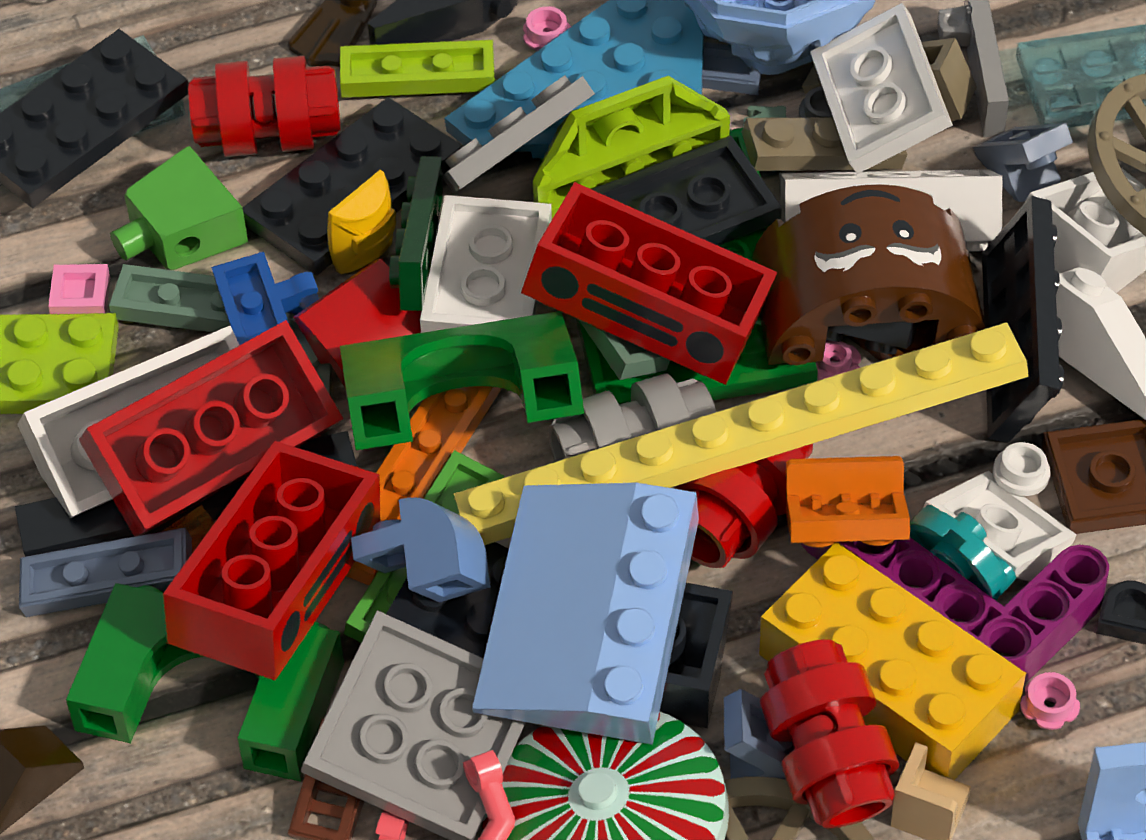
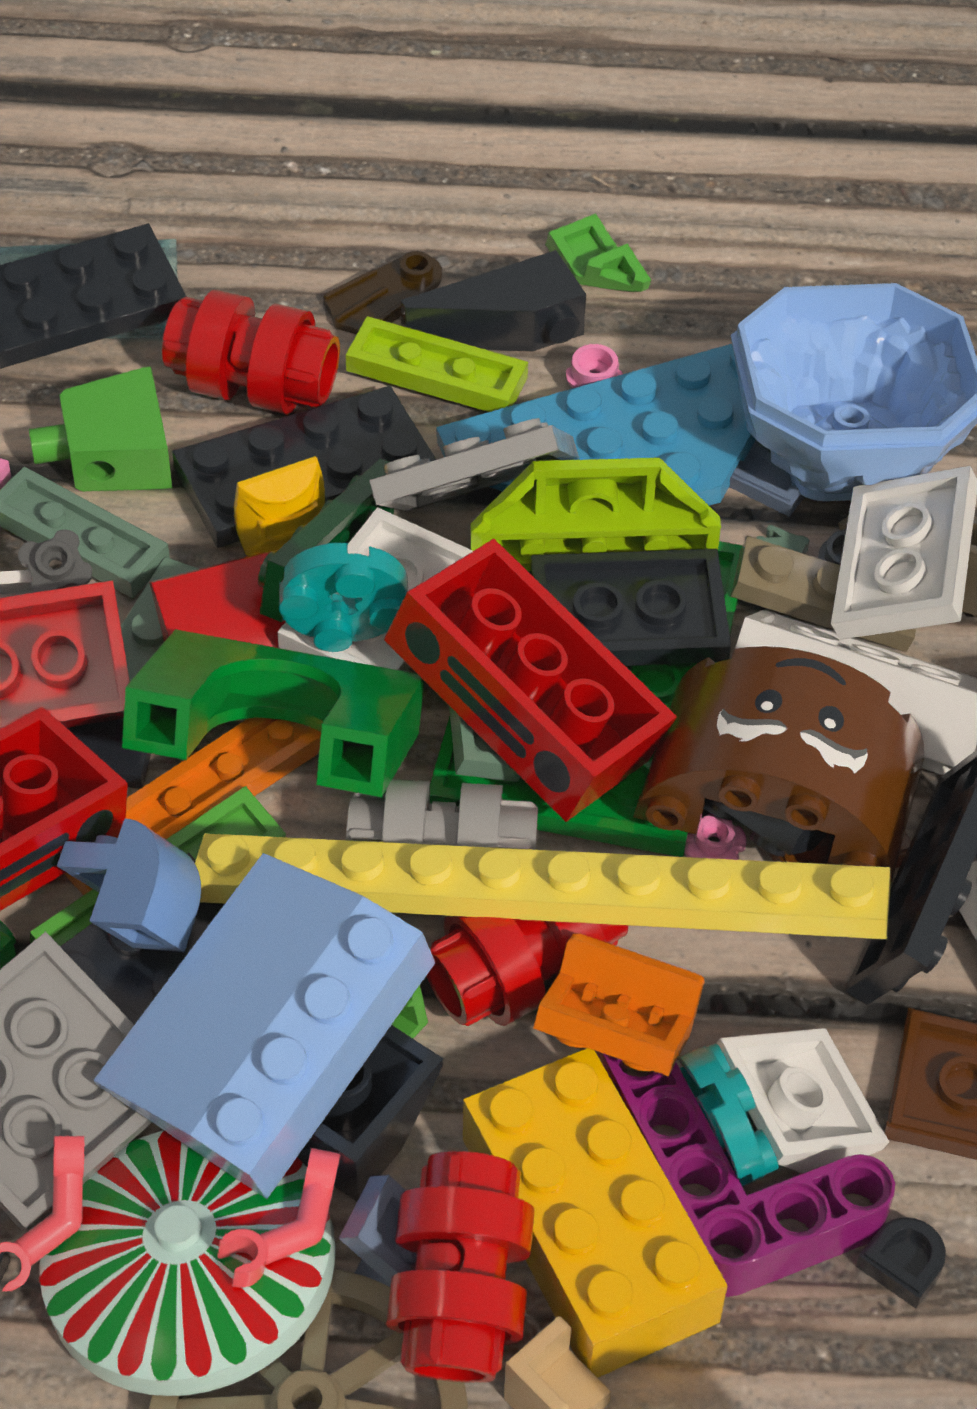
camera: 20 degrees right, 0 degrees up
(216, 341) = (62, 548): none -> dark grey plate
(255, 300) = (127, 550): blue plate -> none
(498, 266) = (368, 599): none -> teal plate
(687, 721) = (293, 1236): none -> coral arm
(1021, 469) = (861, 1042): white plate -> none
(1055, 689) = (758, 1309): bright pink plate -> none

